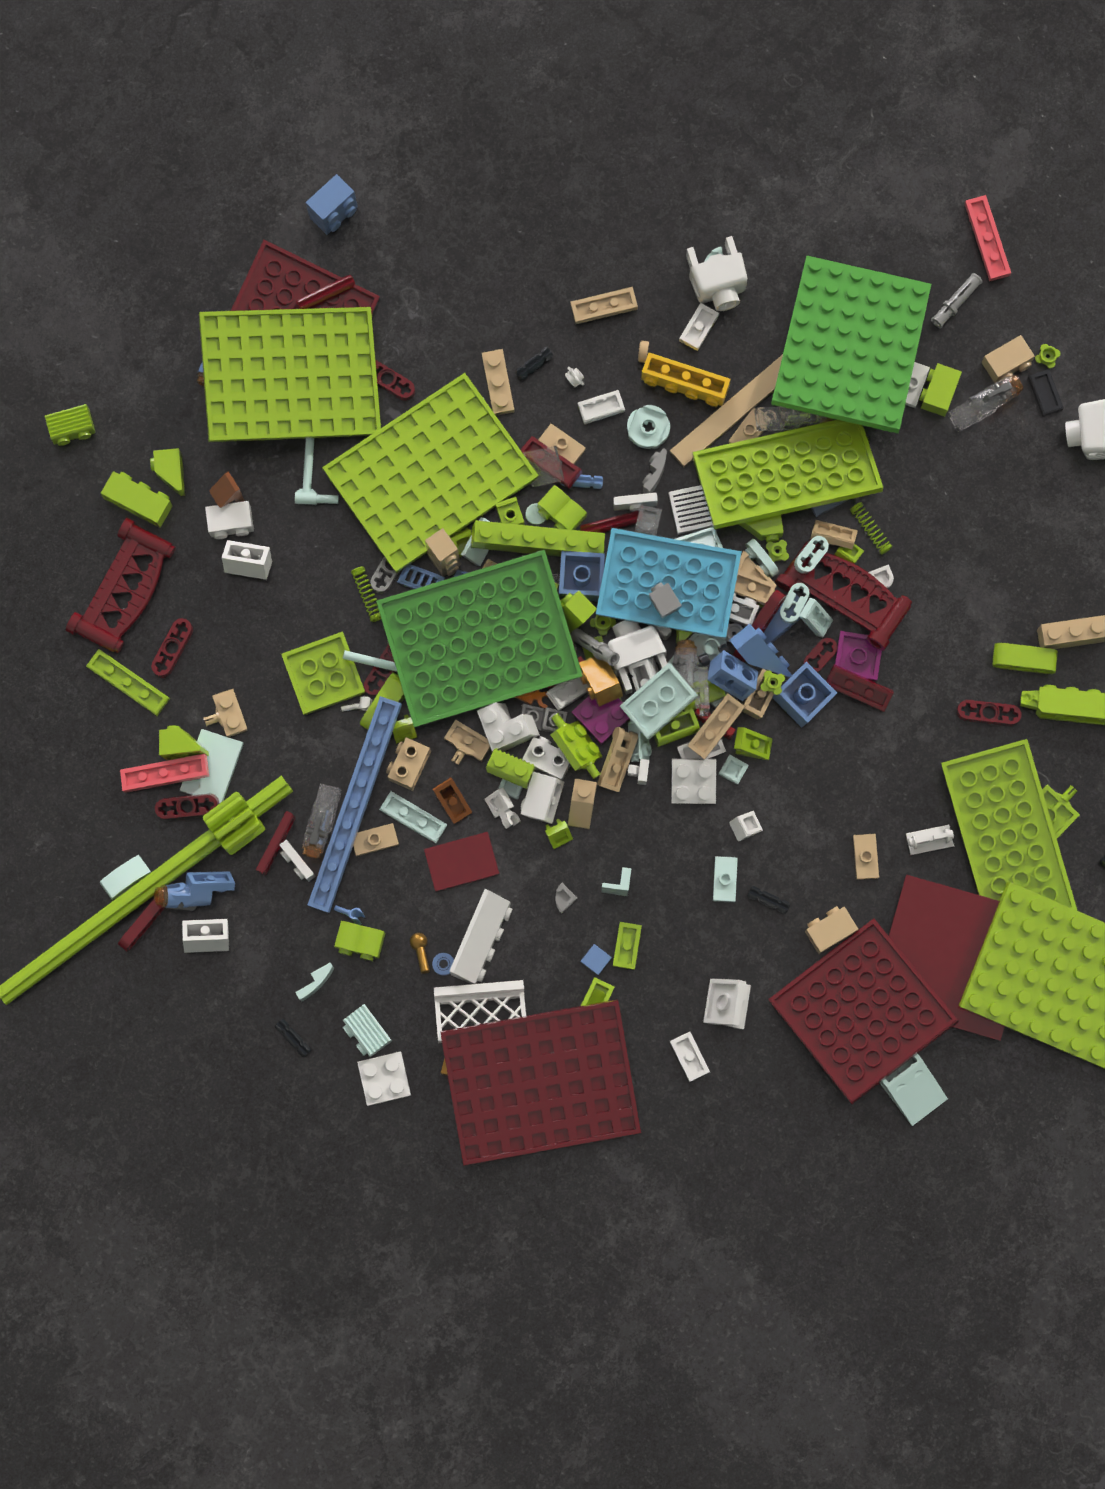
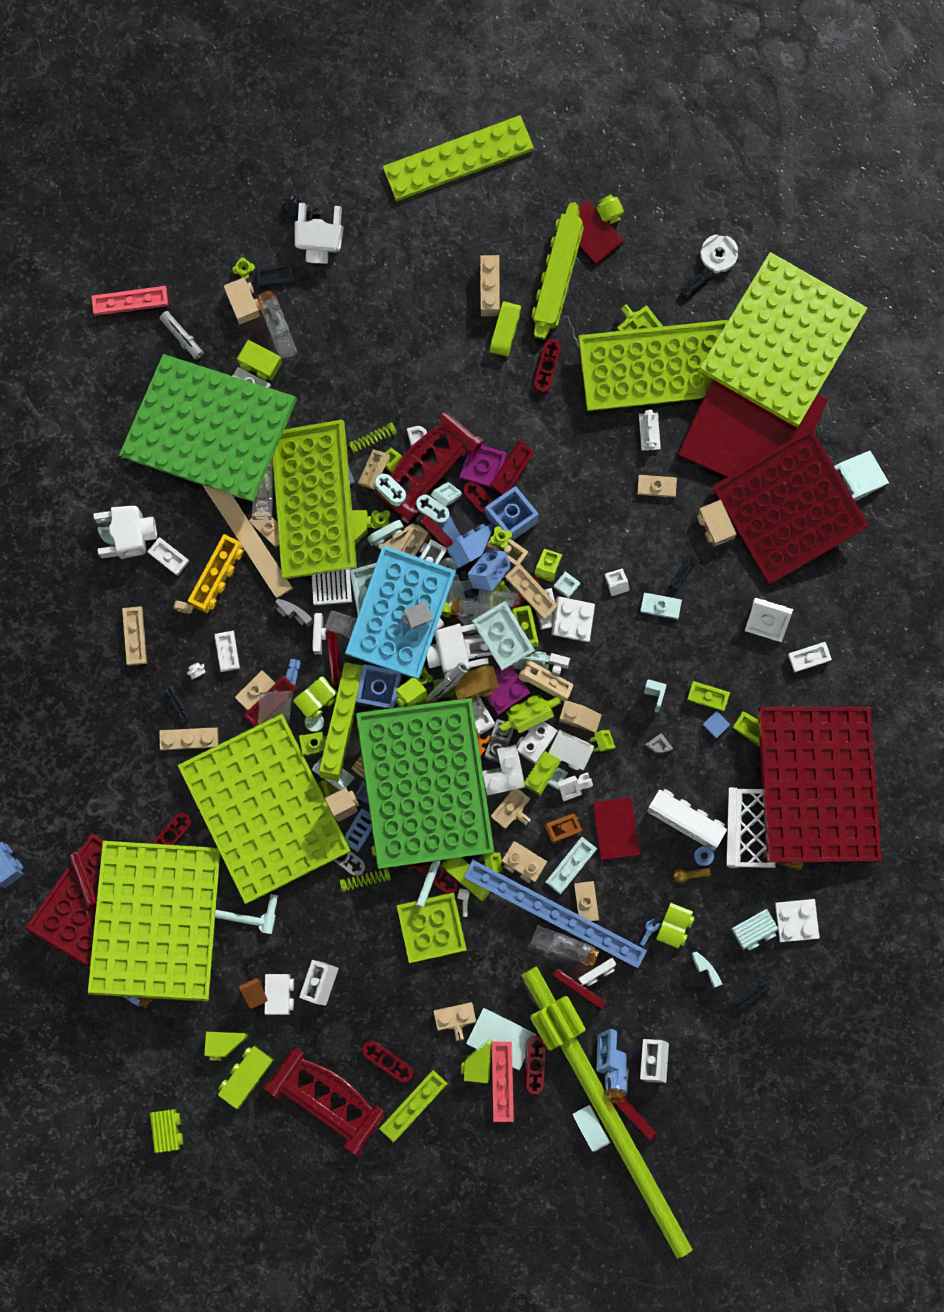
camera: 80 degrees left, 0 degrees up
(659, 421) = (247, 603): light aqua plate -> none

